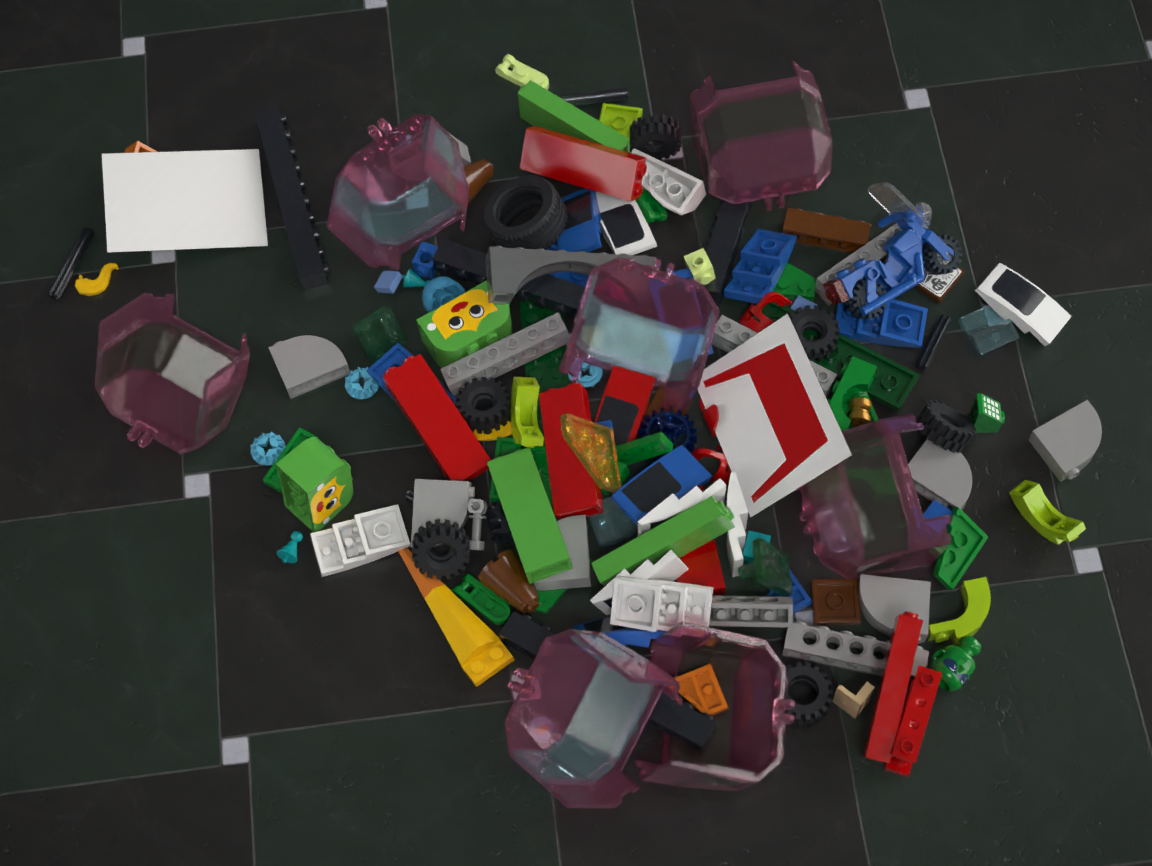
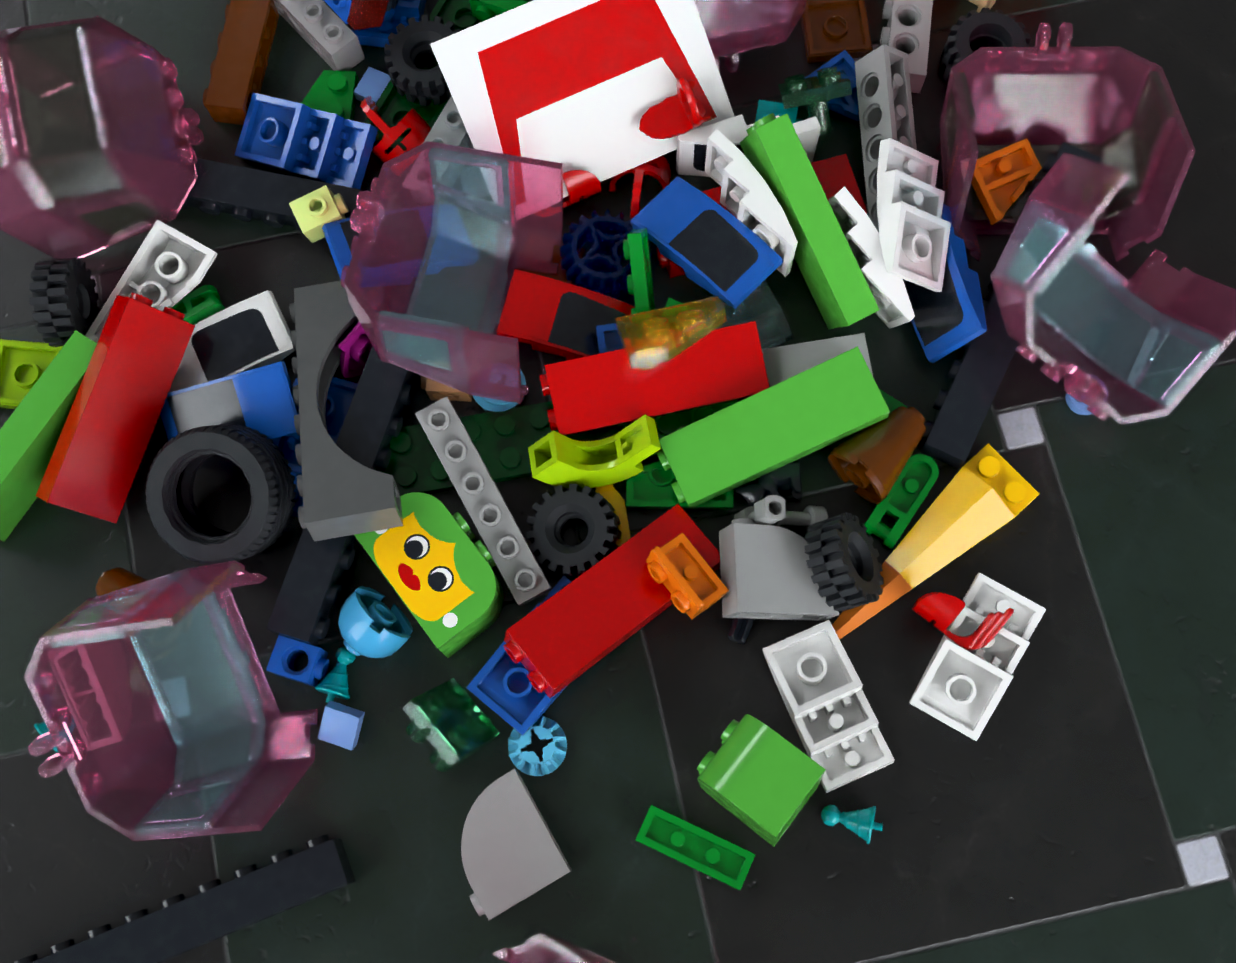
camera: 95 degrees left, 10 degrees up
(271, 456) = (688, 881): medium azure gear -> none
(378, 632) = (965, 684): none -> white slope
(408, 610) = (945, 608): none -> red helmet
(441, 454) = (686, 576): none -> orange bracket
(748, 470) = (674, 114): none -> red piece

